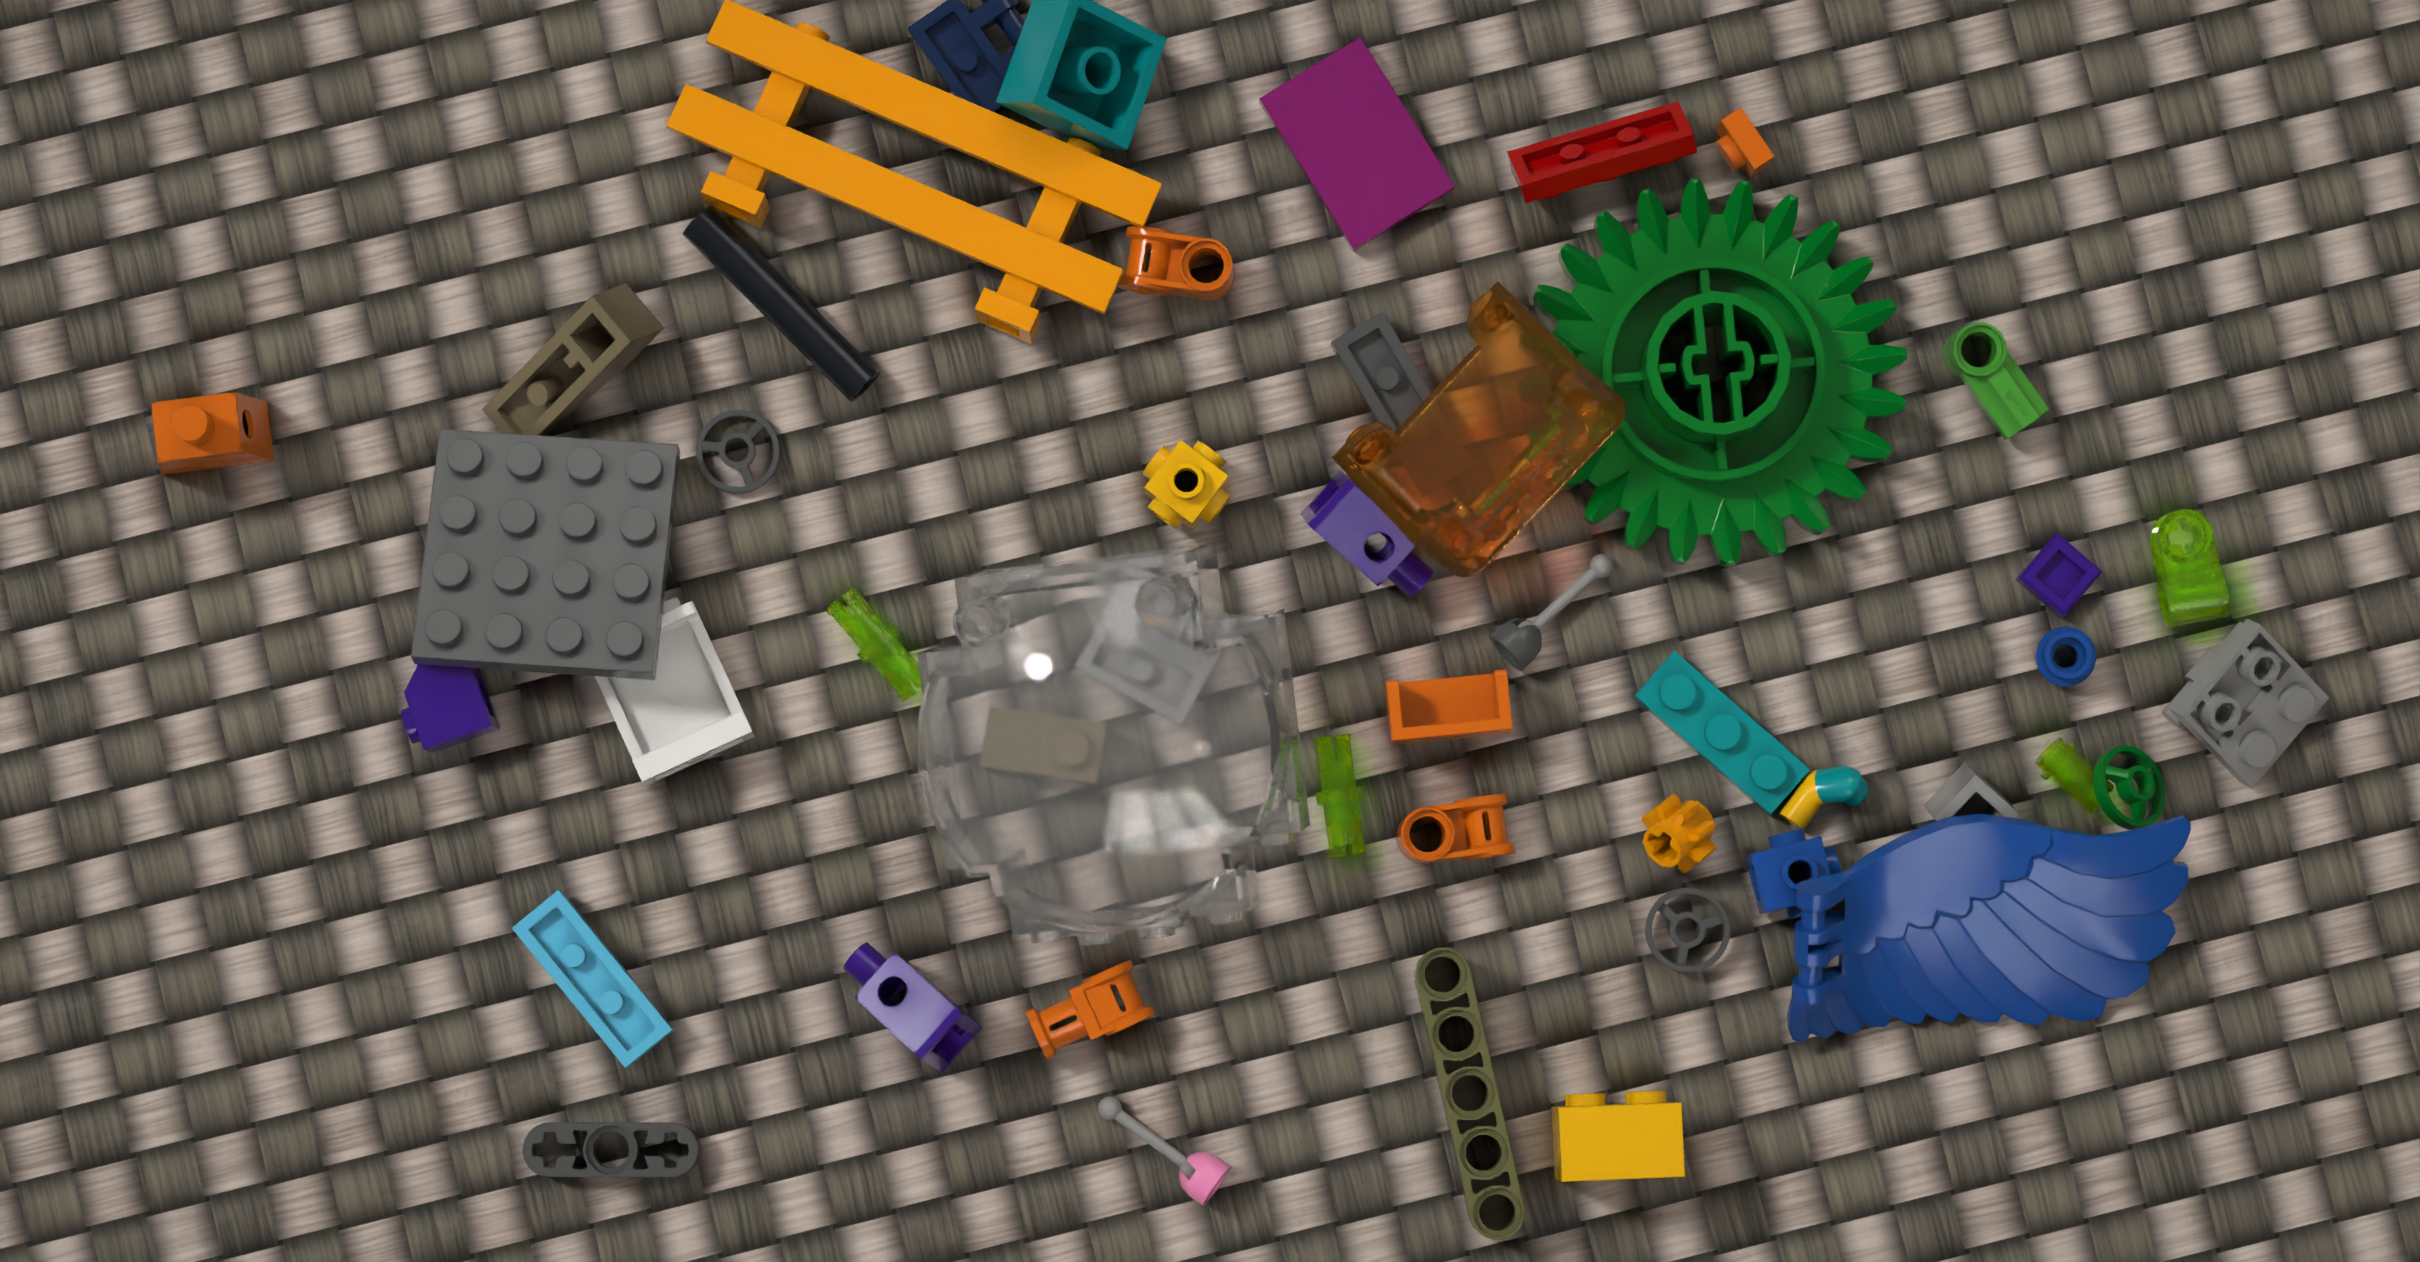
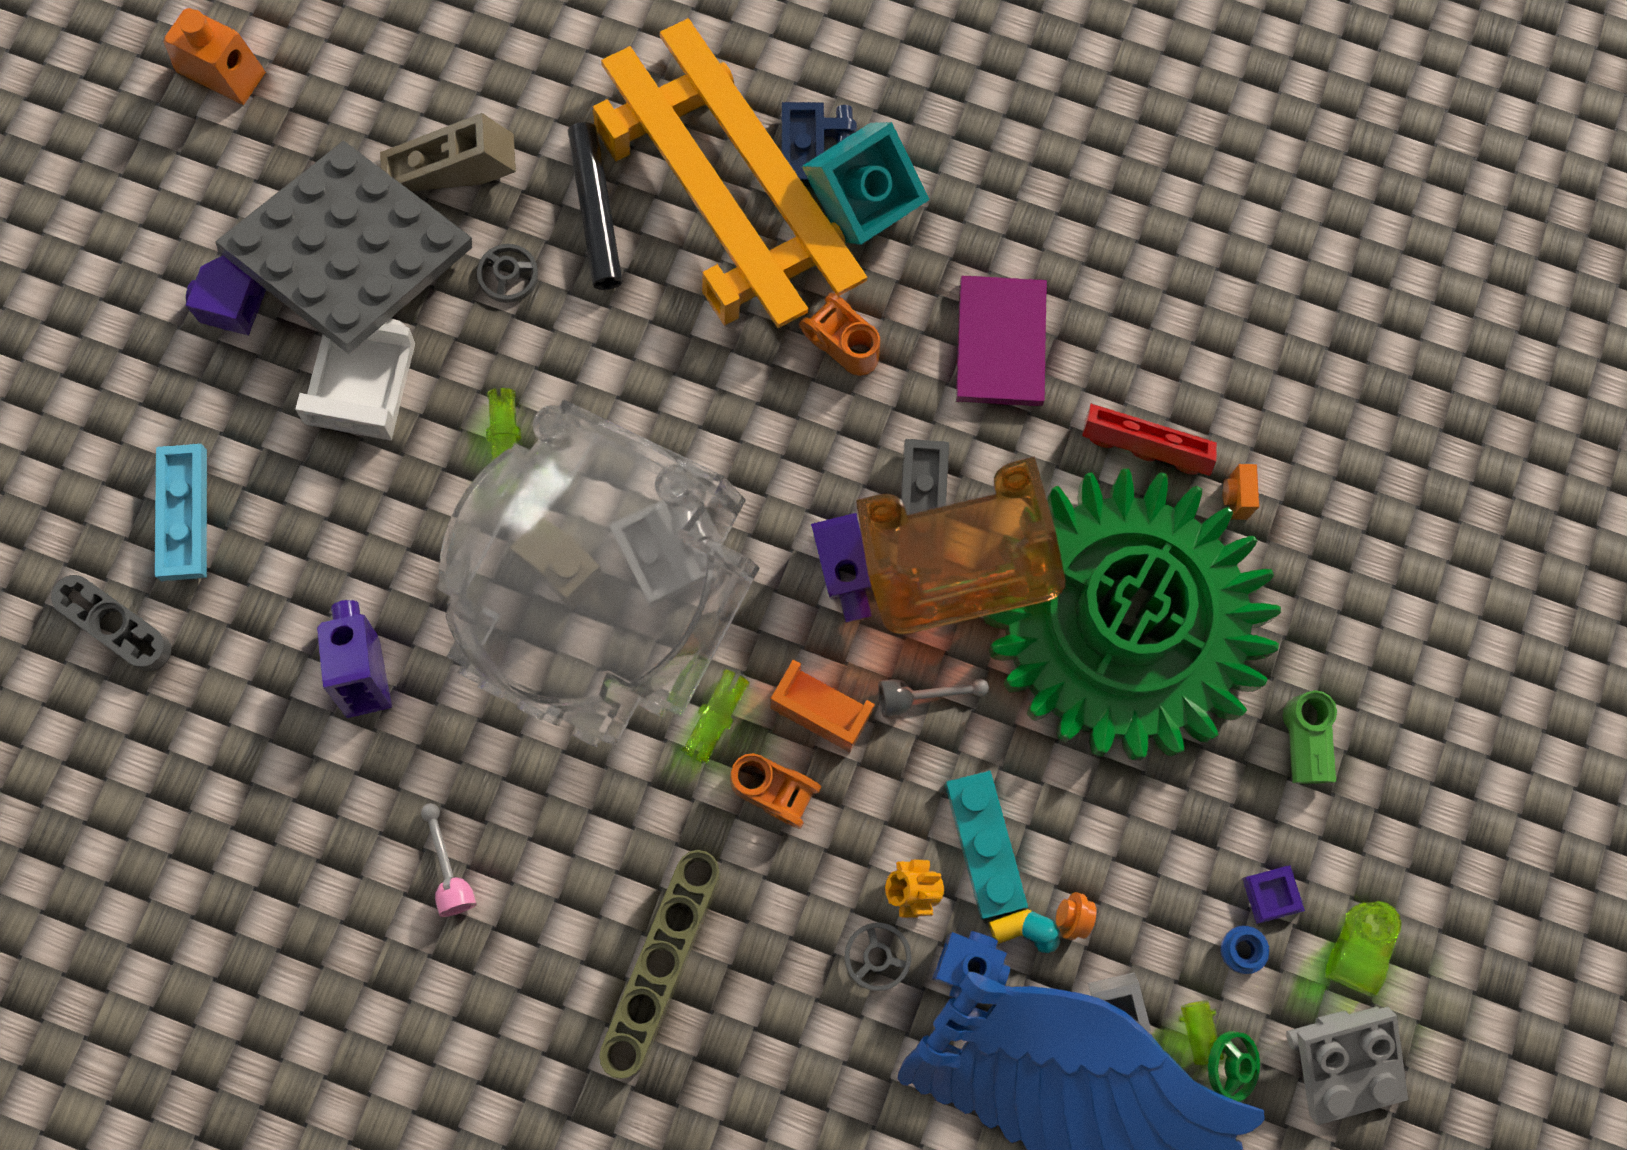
camera: 25 degrees right, 10 degrees down
(1095, 1010) = (469, 742): orange connector -> none
(1186, 507) = (758, 476): yellow brick -> none
(1618, 1139) = (733, 1062): yellow brick -> none
(1867, 745) = (1076, 916): none -> orange plate

